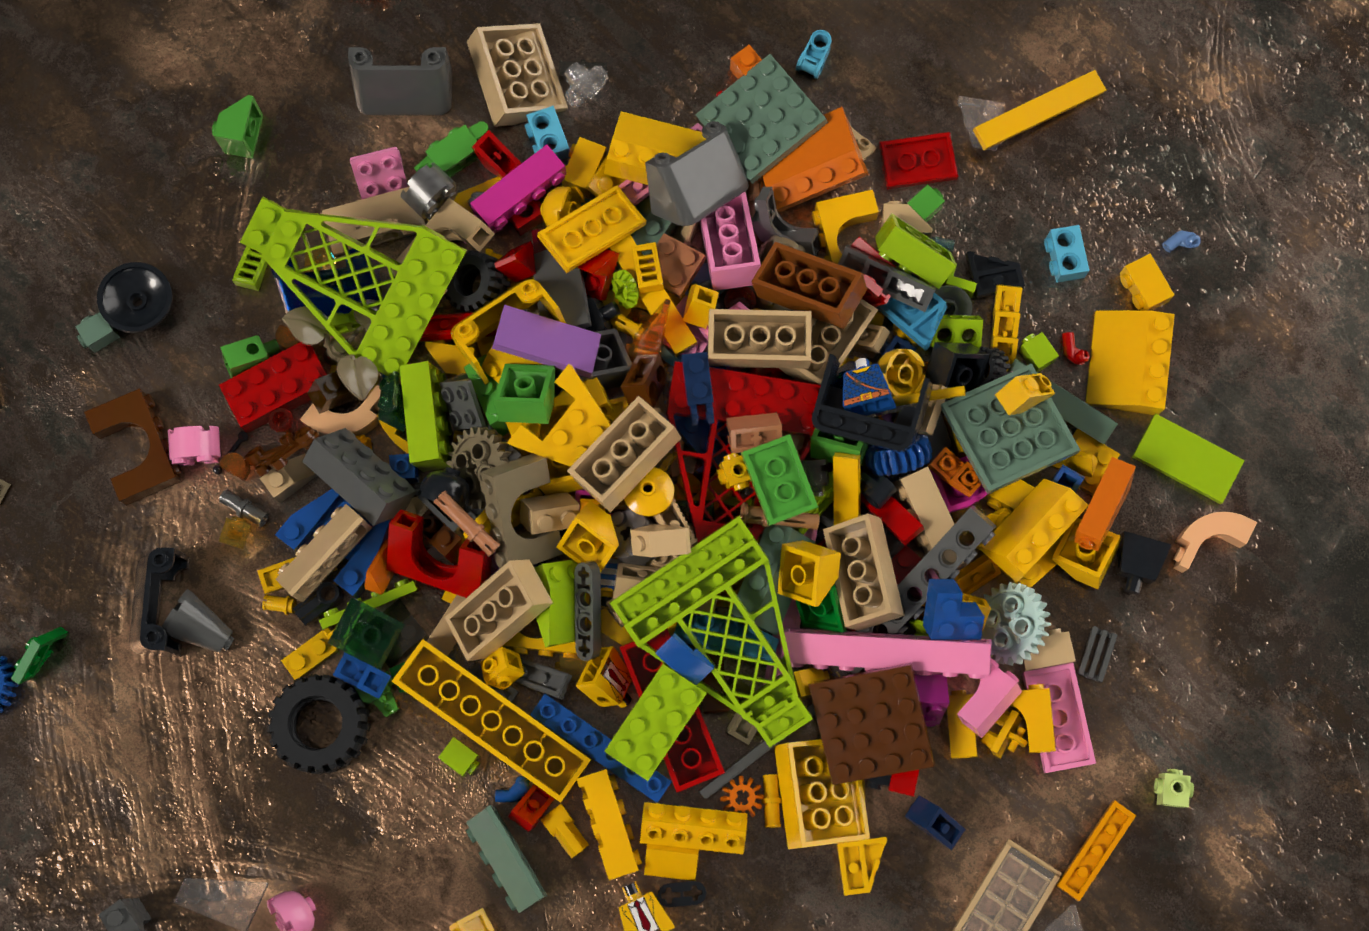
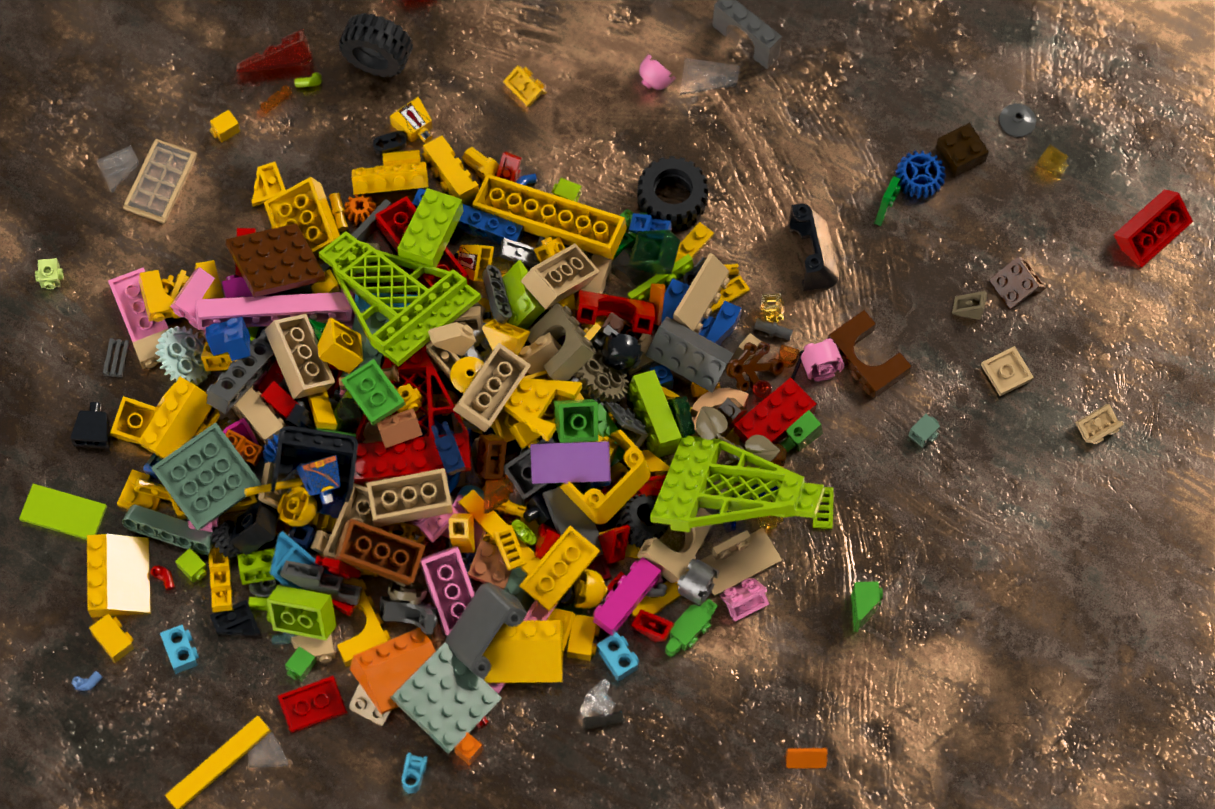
camera: 165 degrees right, 10 degrees down
(127, 285) = (907, 446): black dish -> none
(197, 624) = (781, 240): dark grey cone -> none
(402, 88) = (721, 669): dark grey windscreen -> none
(467, 523) = (599, 323): nougat pin -> none
(506, 859) = (516, 136): sand green slope -> none
(515, 72) = (656, 703): tan slope -> none
(684, 660) = (422, 266): blue slope -> none
(935, 822) = (219, 220): dark blue slope -> none
(1024, 393) = (198, 498): yellow slope -> none
(1096, 850) = (100, 226): light orange plate -> none
(1105, 504) = (125, 447): orange slope -> none
(1221, 525) = (42, 462): light nougat arch -> none

